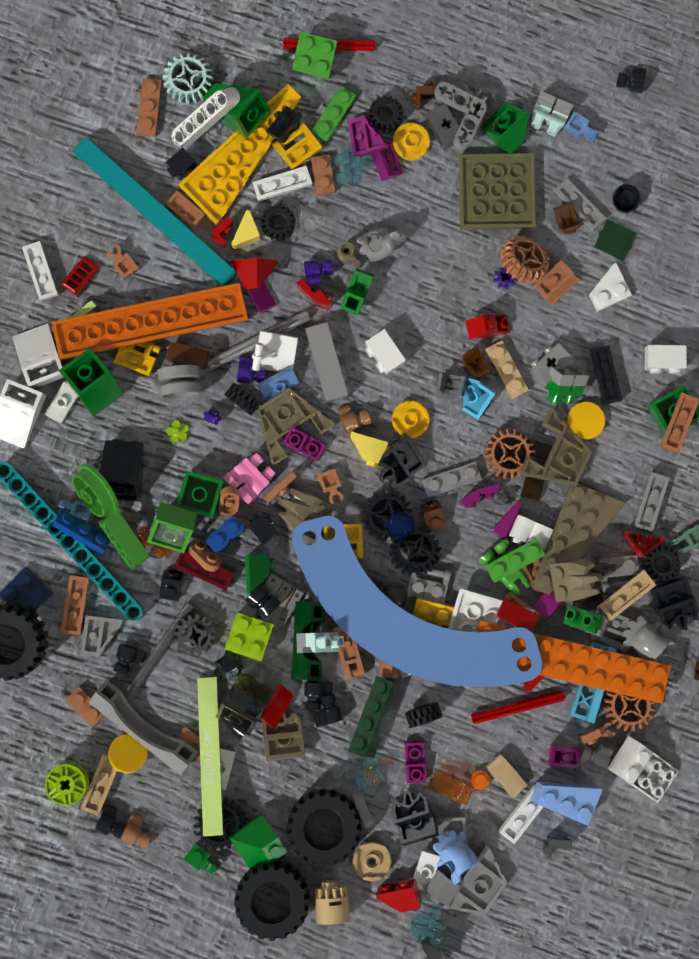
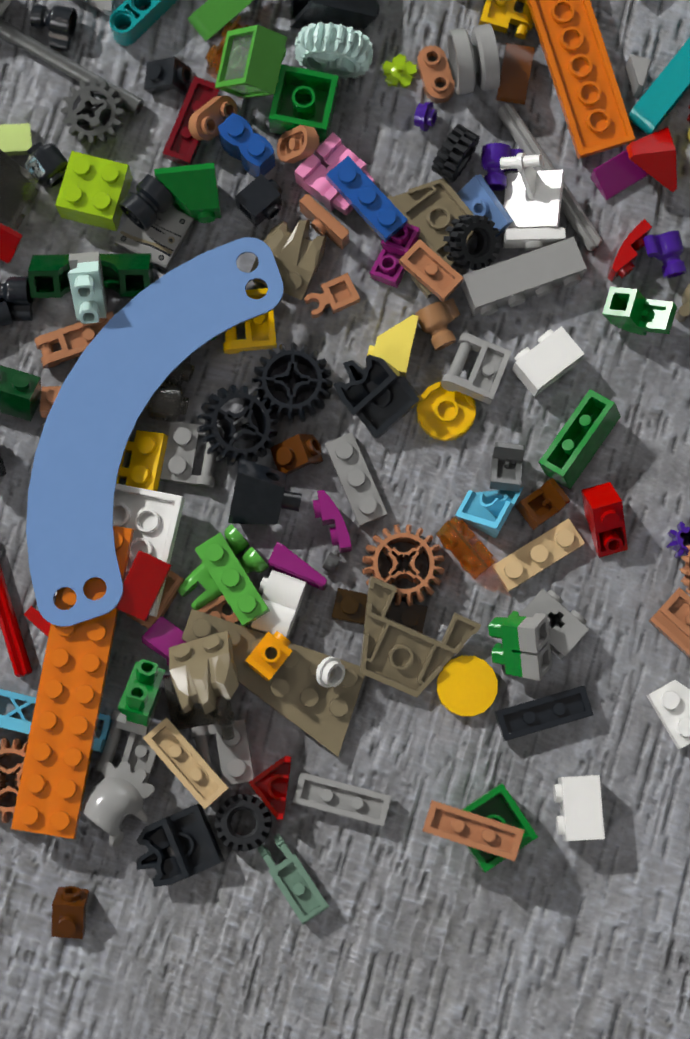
camera: 90 degrees right, 5 degrees down
(166, 472) = (334, 50): none -> light aqua gear
(182, 410) = (435, 72): none -> nougat plate
(193, 275) = (637, 71): none -> light grey slope
(271, 458) = (366, 199): none -> blue plate
(302, 353) = (532, 238): none -> white plate
(308, 386) = (485, 246): none -> black tyre
(321, 421) = (431, 270): none -> nougat plate
(389, 392) = (485, 373): none -> light grey plate
(400, 524) = (276, 394): clear blue head -> none
(437, 337) = (580, 439): none -> green brick
(461, 540) = (260, 495): none -> black torso
(493, 420) = (472, 558): none -> clear orange hinge
(565, 546) = (260, 663): none -> light orange brick
(576, 503) = (330, 672): none -> white plate

